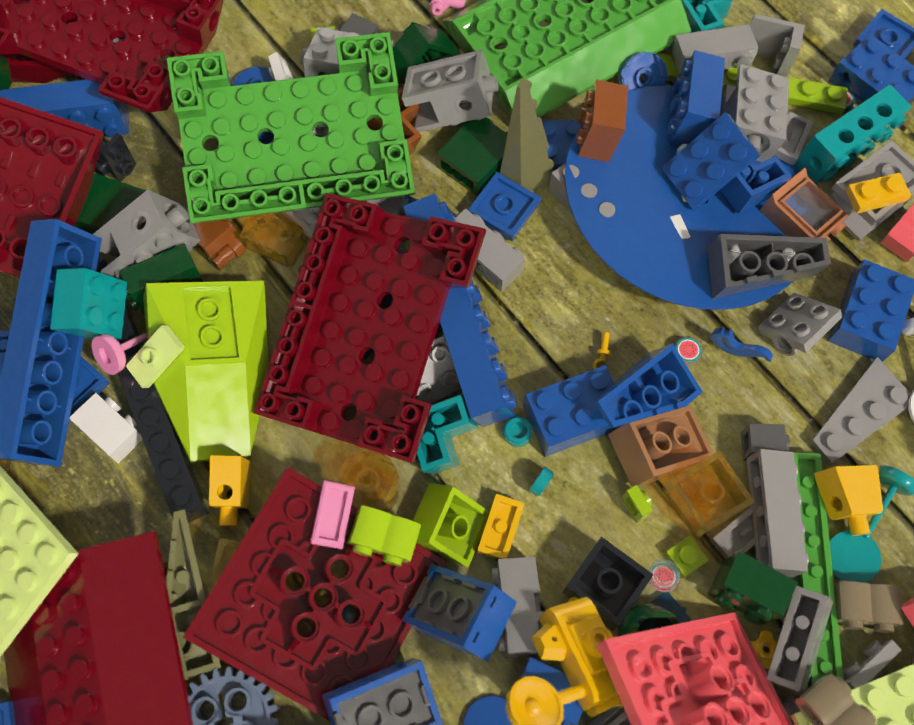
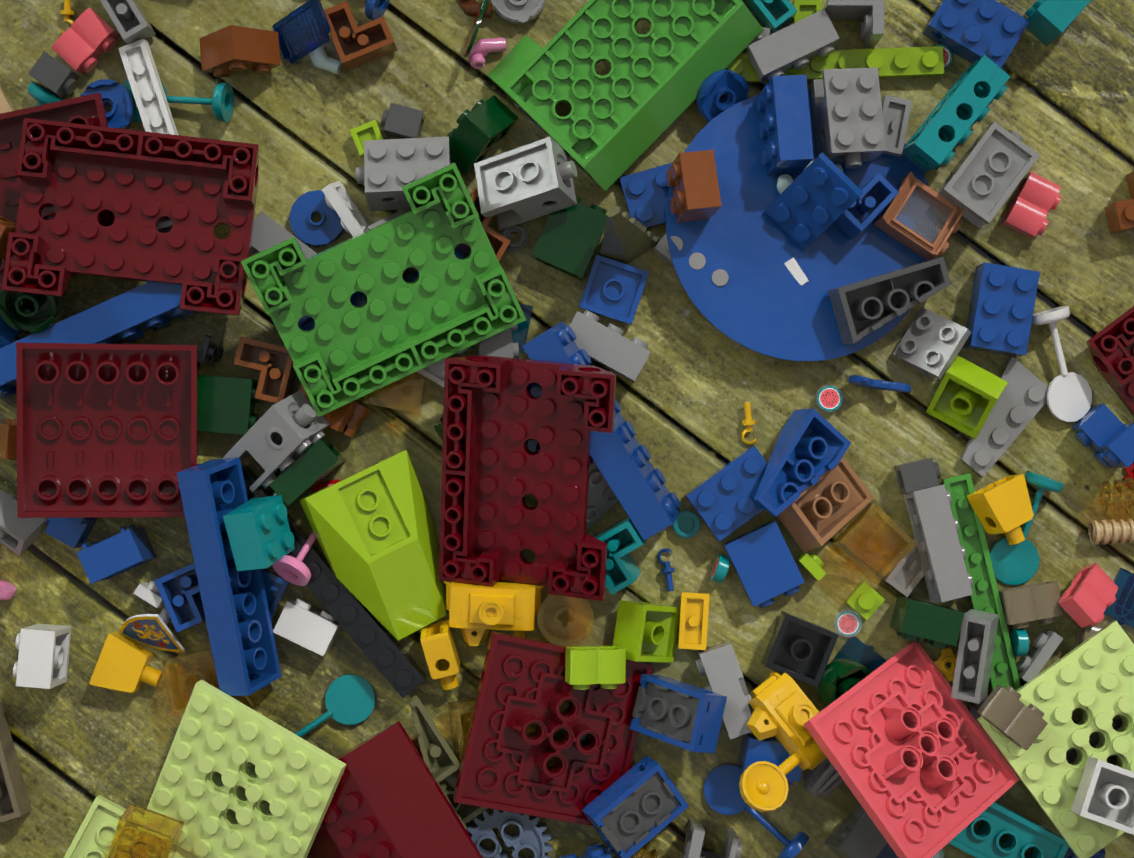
camera: 15 degrees left, 20 degrees up
(116, 515) = (347, 701): none -> teal piece
(155, 356) = (337, 562): yellowish green plate -> none
(162, 176) = (275, 367): none -> dark orange brick
(306, 452) = (492, 608): none -> yellow piece
(332, 515) = (545, 662): bright pink tile -> none
(430, 139) = (519, 229): none -> dark grey plate
(486, 471) = (667, 570): none -> blue hand
(588, 488) = (764, 564): none -> blue brick
(827, 379) = (966, 397): none -> lime slope
(850, 644) = (1019, 642): none -> teal tile
(878, 193) = (987, 193): yellow plate -> none

